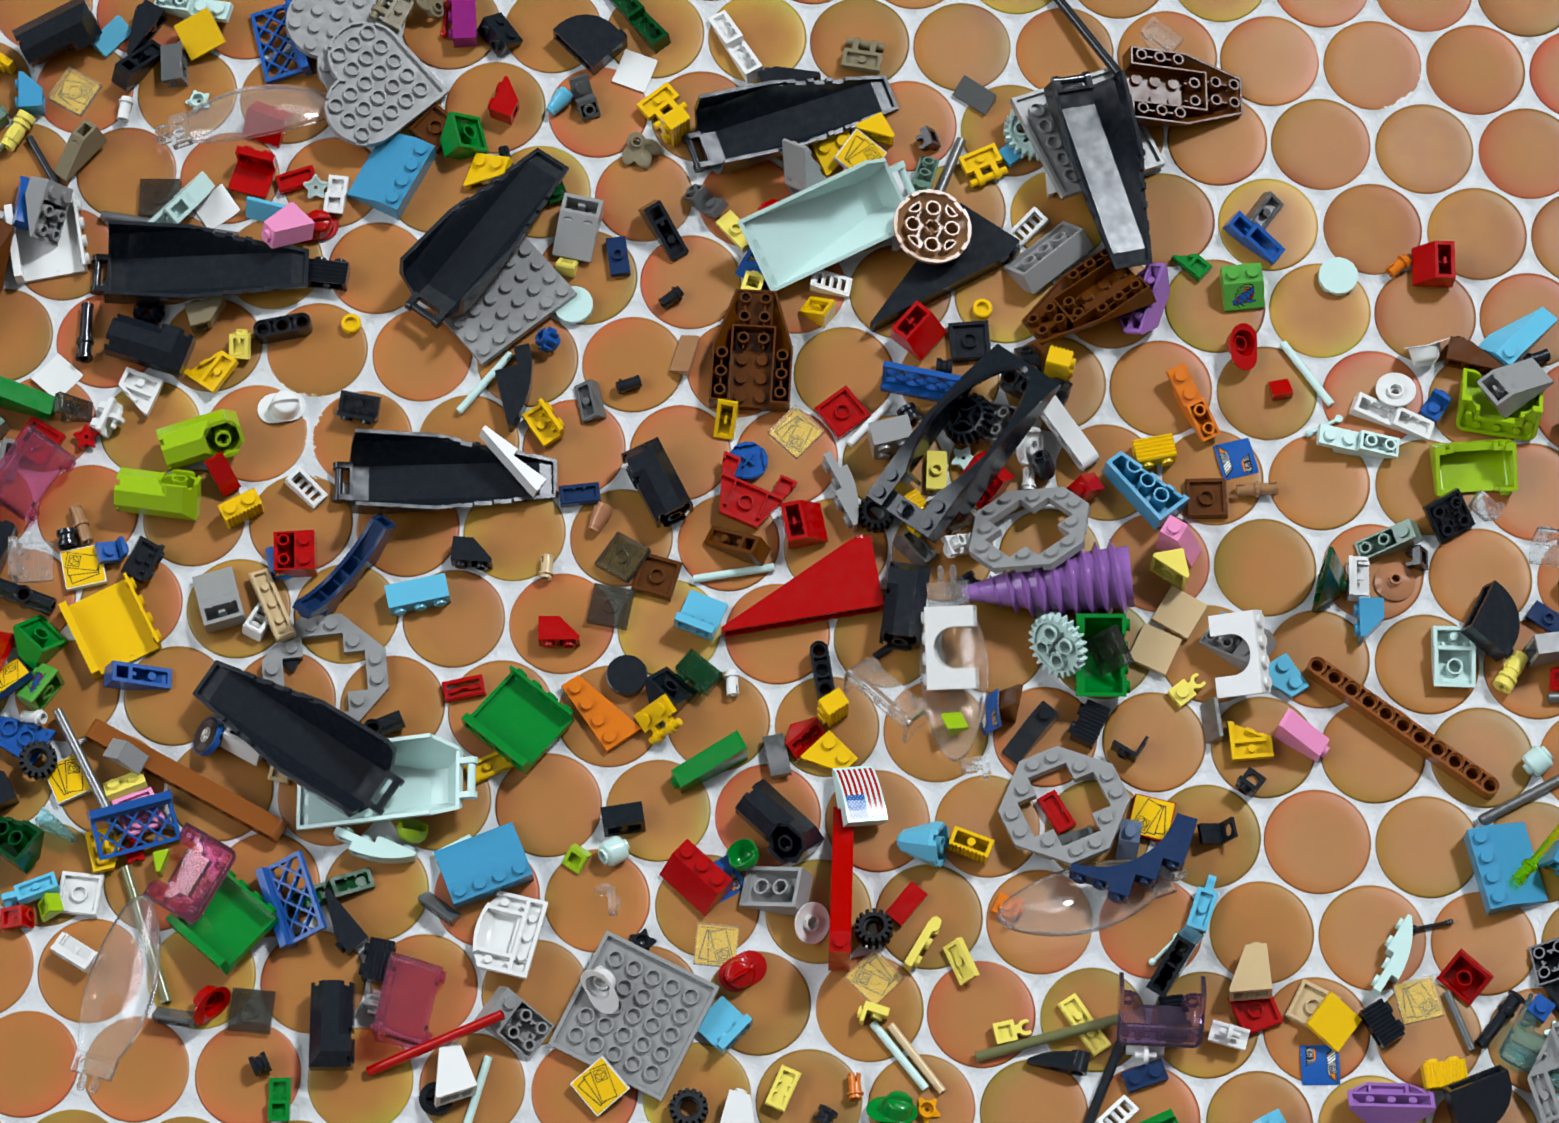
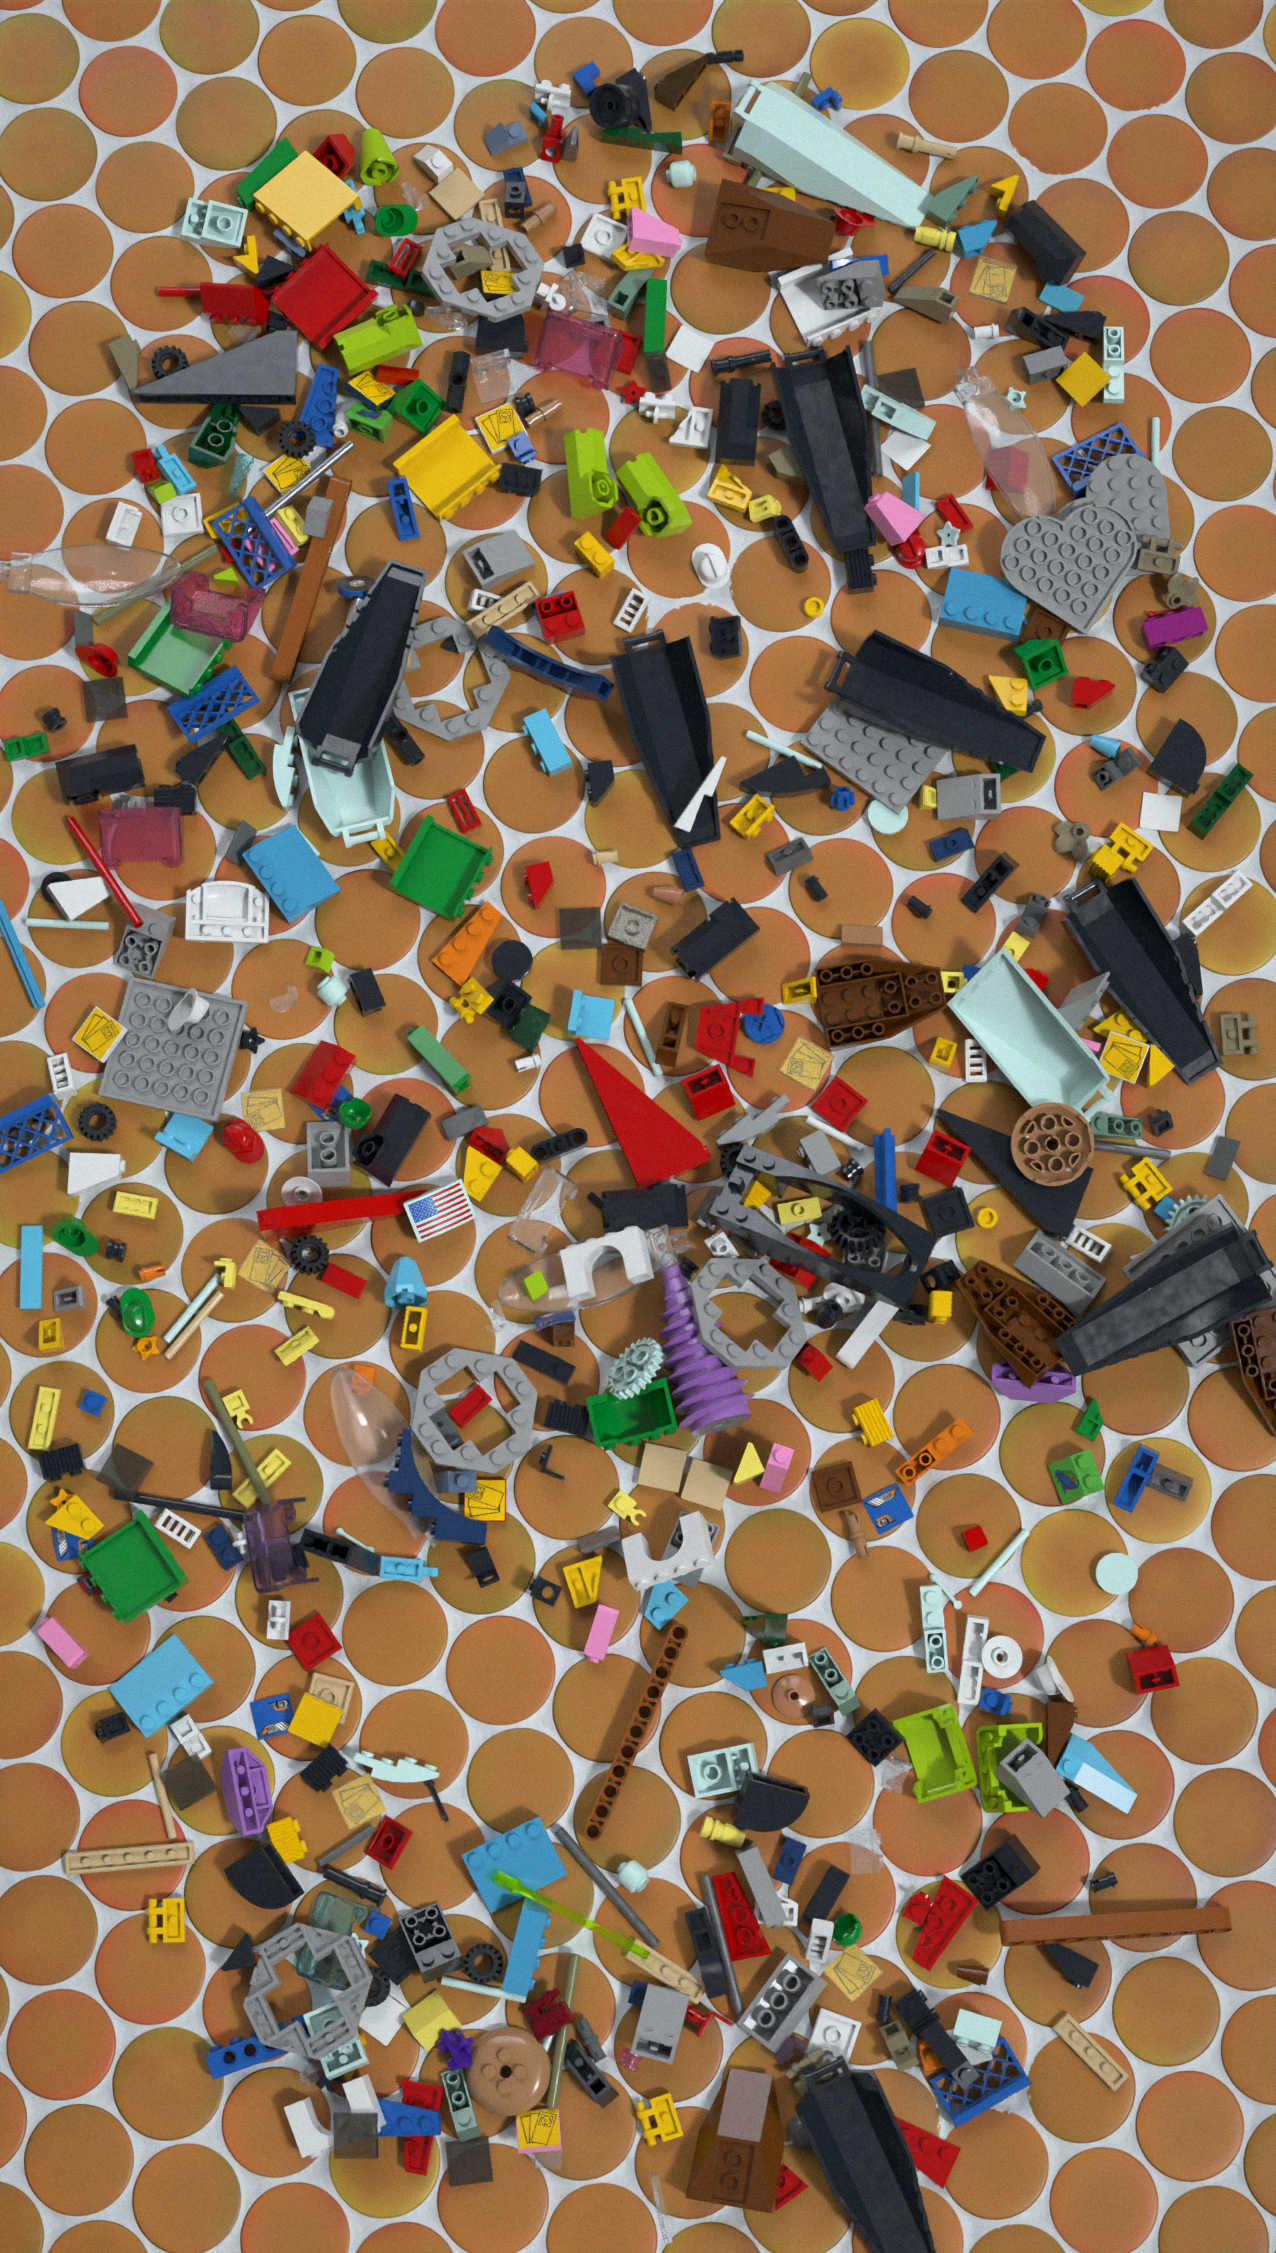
camera: 75 degrees right, 10 degrees up
(253, 172) = (948, 471): red bracket -> none
(412, 830) = (304, 800): lime hair -> none
(1109, 650) = (642, 1420): clear smoke tile -> none
(1144, 490) = (822, 1427): dark azure wedge -> none
(1243, 346) = (1007, 1490): red piece -> none
(1252, 974) = (344, 1630): tan slope -> none

